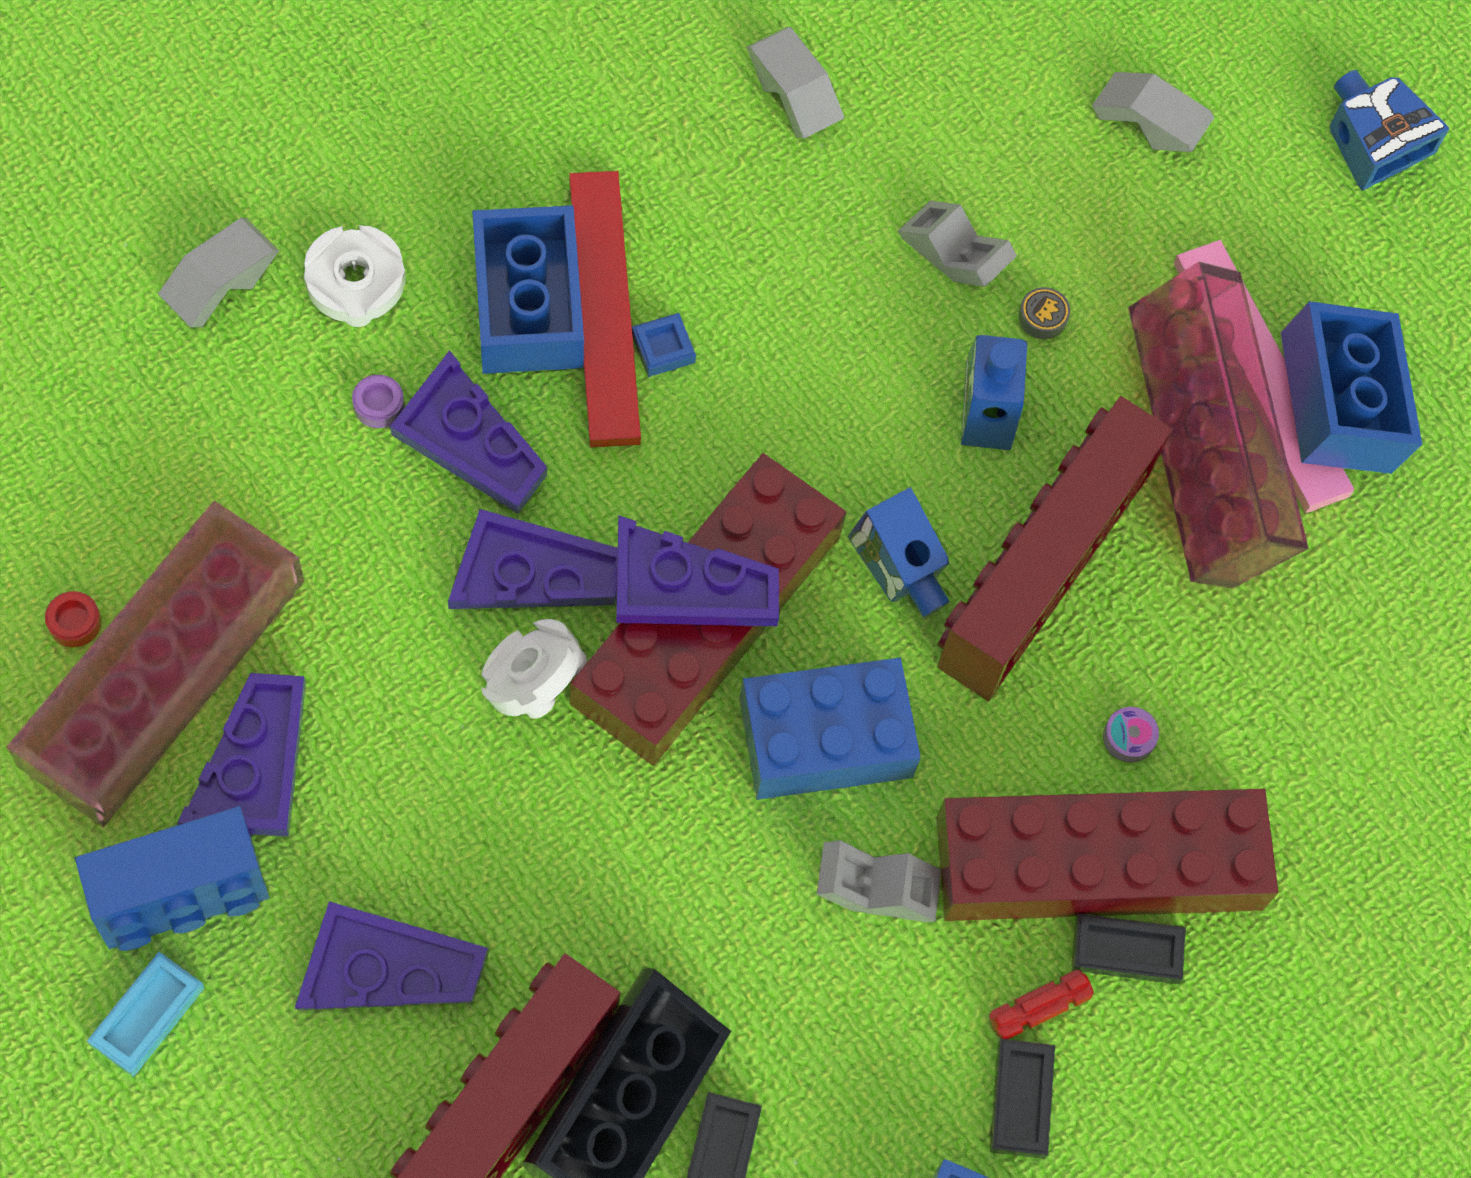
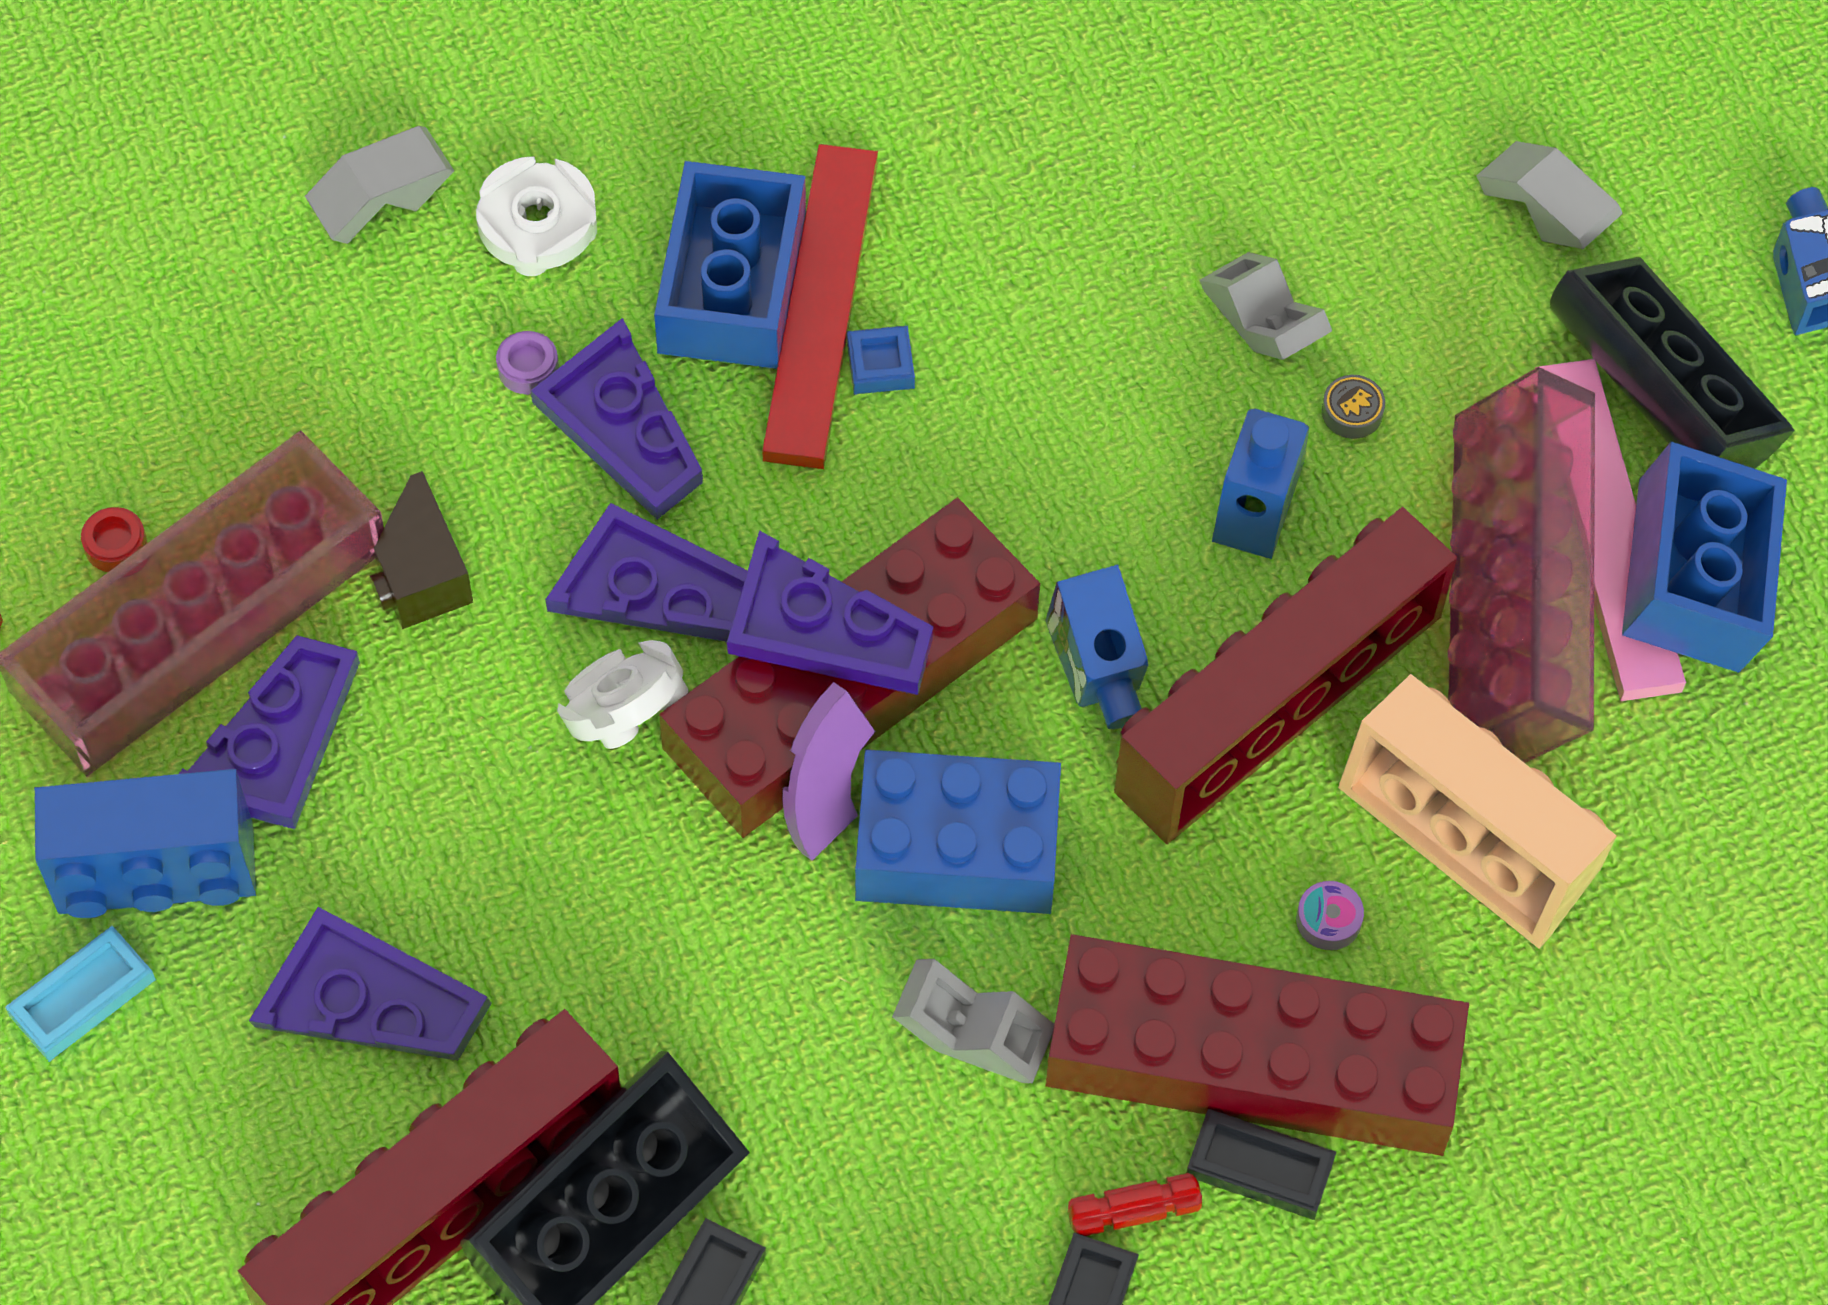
camera: 20 degrees right, 5 degrees down
(335, 587) = (419, 560): none -> dark brown slope
(713, 715) = (819, 787): none -> medium lavender tile
(803, 84) = (1120, 84): light grey slope -> none
(1229, 629) = (1475, 809): none -> light nougat slope
(1280, 234) = (1668, 362): none -> black brick

